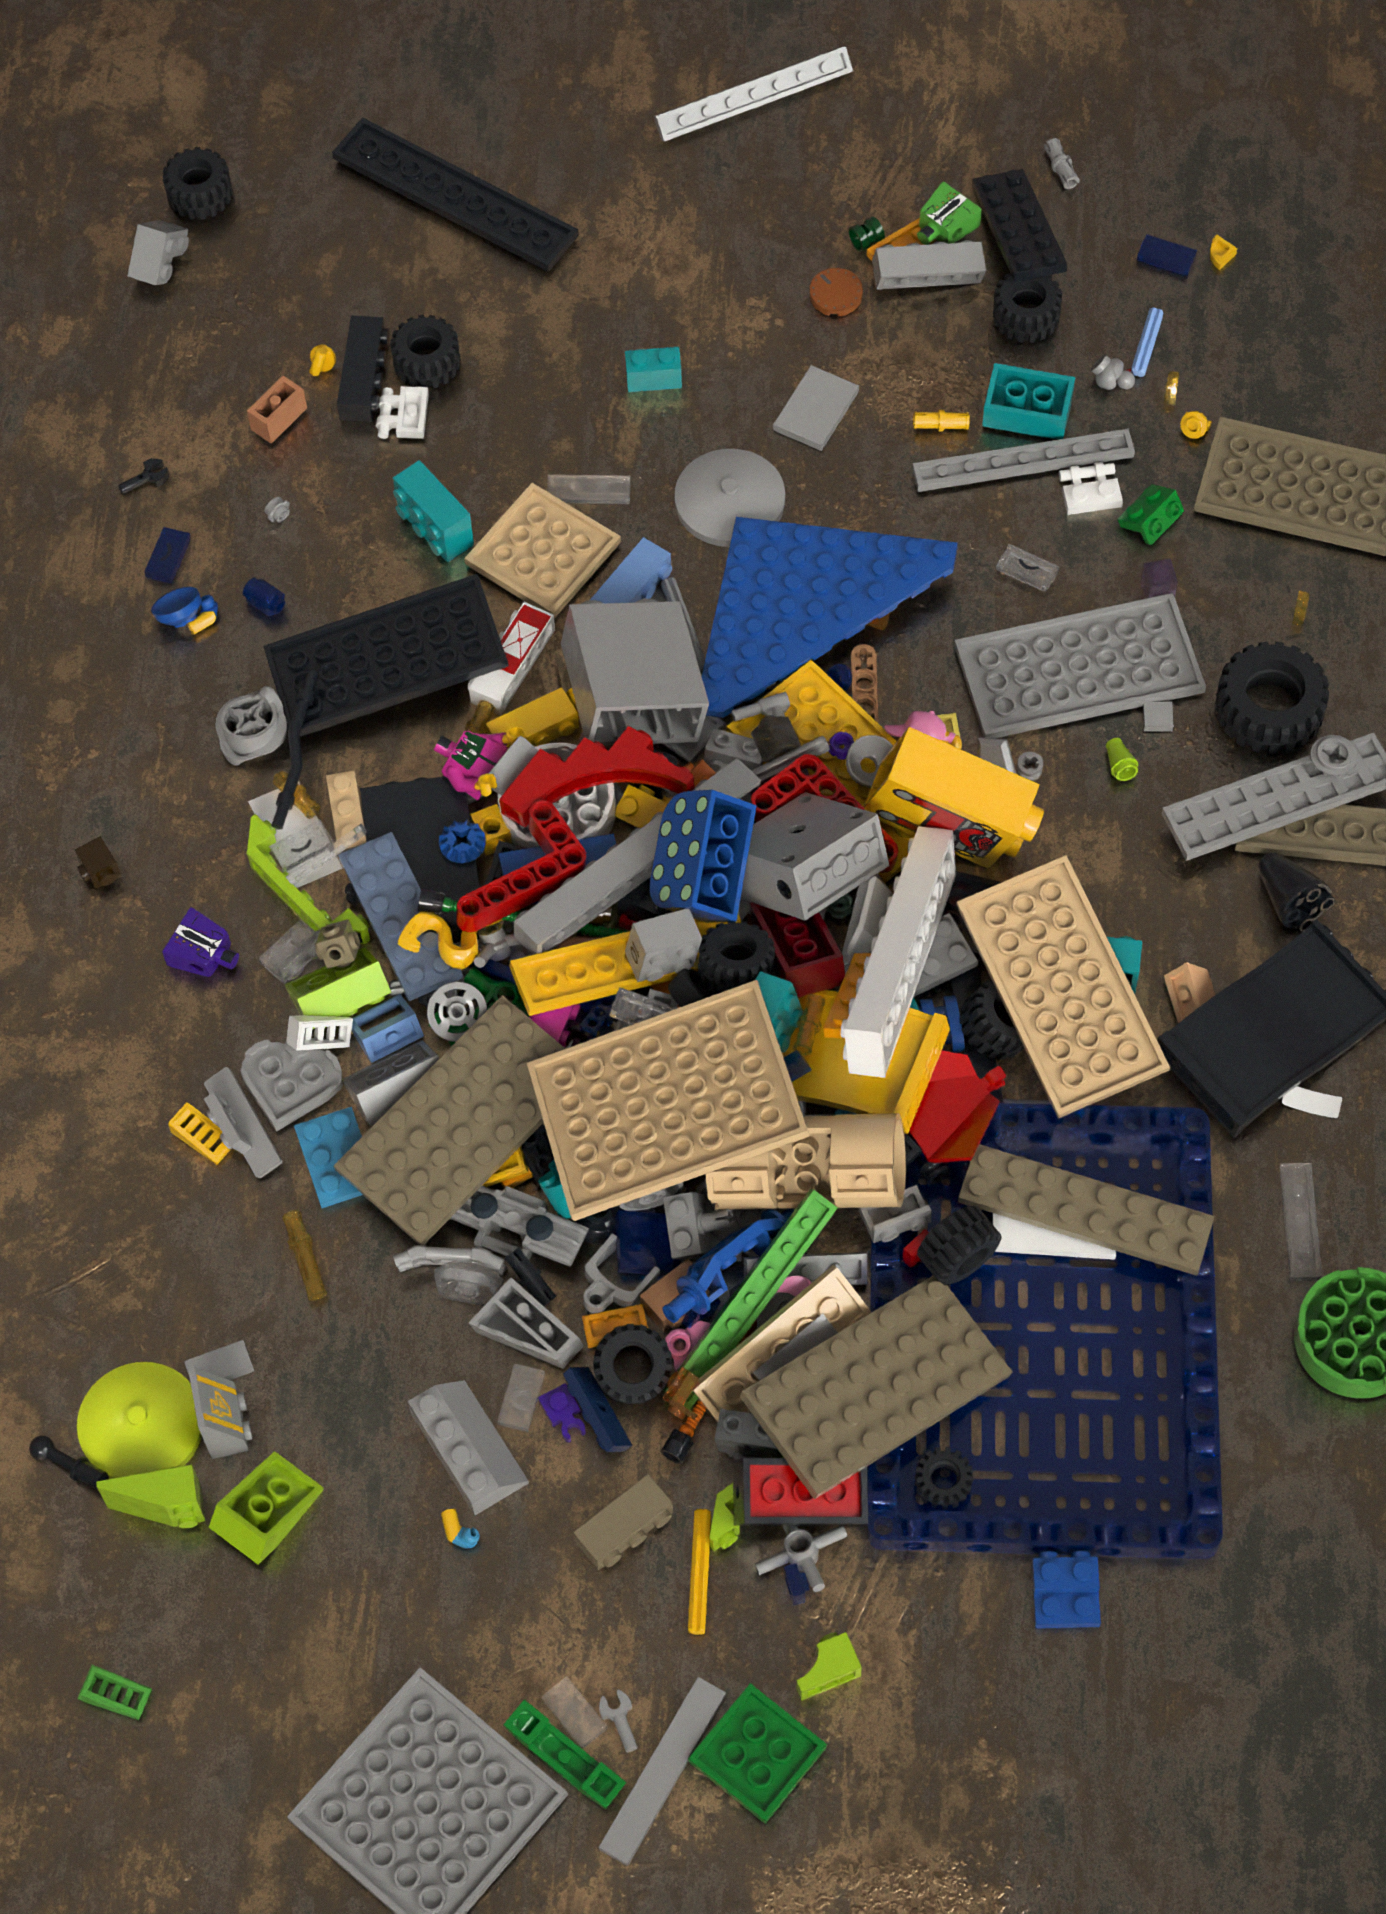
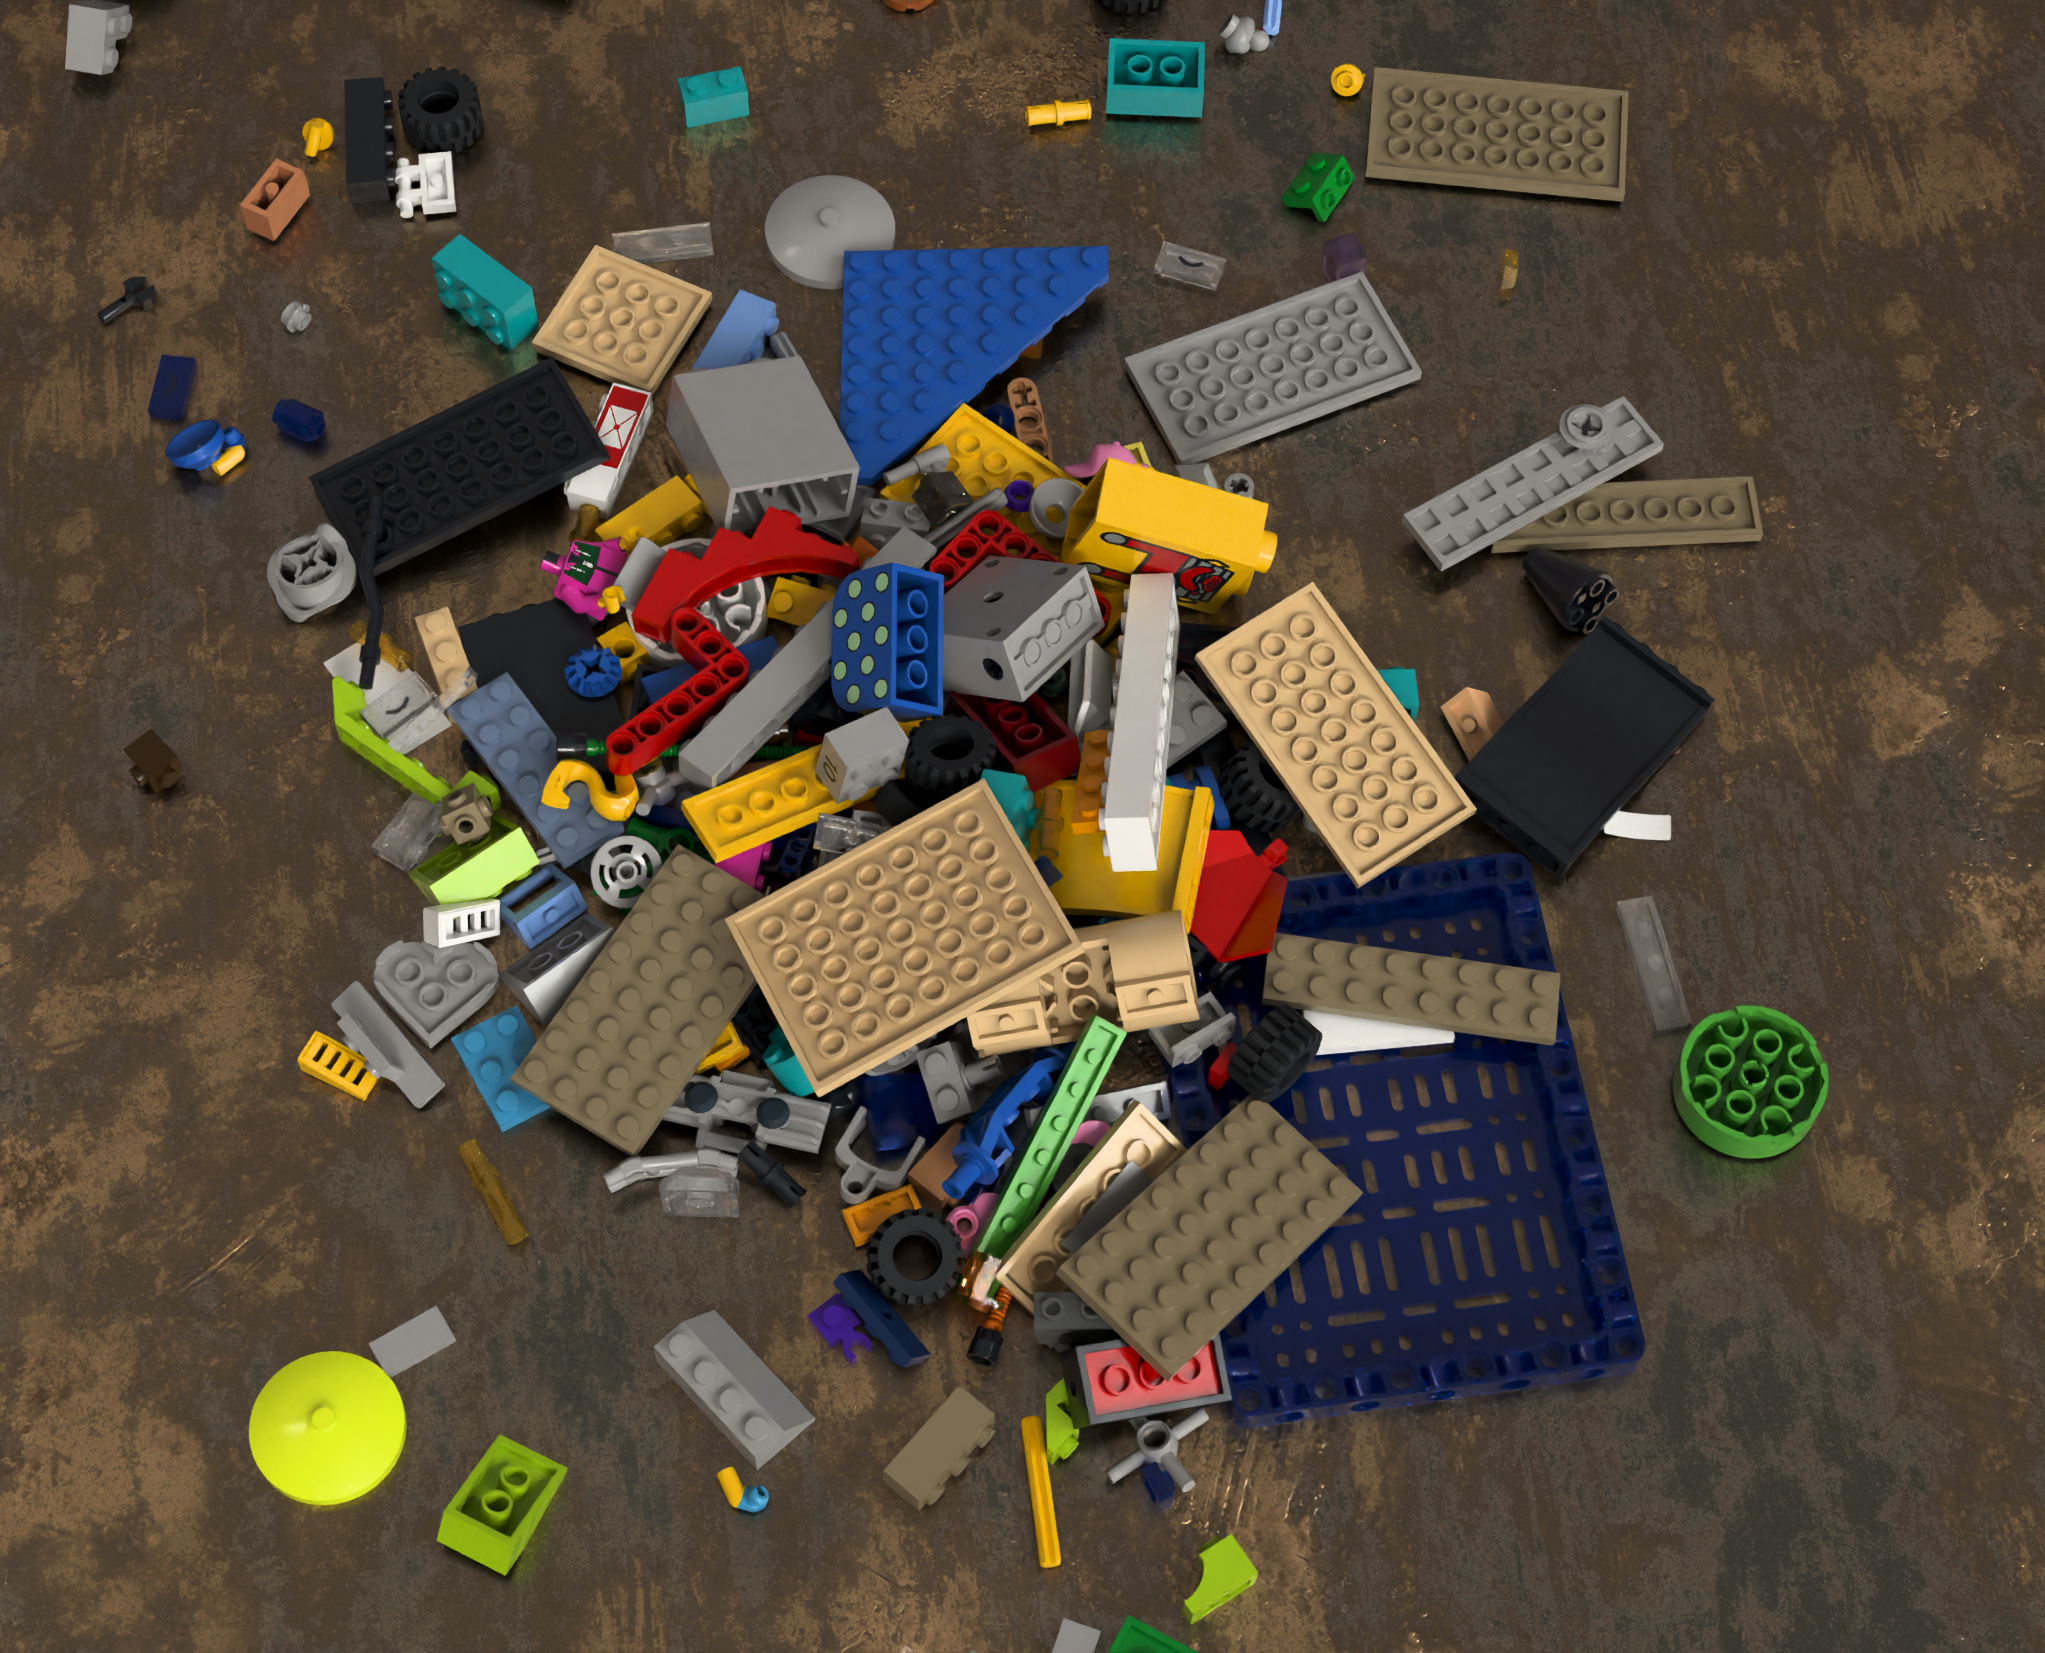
camera: 15 degrees left, 0 degrees up
(43, 1448) = (212, 1478): black pin -> none
(162, 1496) = (369, 1513): lime slope -> none
(199, 946) = (296, 842): dark purple torso -> none
(219, 1413) = (427, 1400): light grey slope -> none
(521, 1397) = (787, 1319): clear plate -> none
(526, 1325) = (779, 1232): light grey wedge -> none
(816, 408) = (910, 117): light grey tile -> none
(937, 1495) = (1324, 1315): black tyre -> none
(1023, 460) = (1160, 145): light grey plate -> none
(1066, 1590) = (1475, 1439): blue plate -> none
(1090, 496) = (1246, 175): white plate -> none
(1122, 762) = (1343, 470): lime cone -> none
(1158, 716) = (1373, 413): light grey tile -> none
(1171, 387) = (1313, 41): clear yellow tile -> none
(1278, 667) = (1507, 339): black tyre -> none

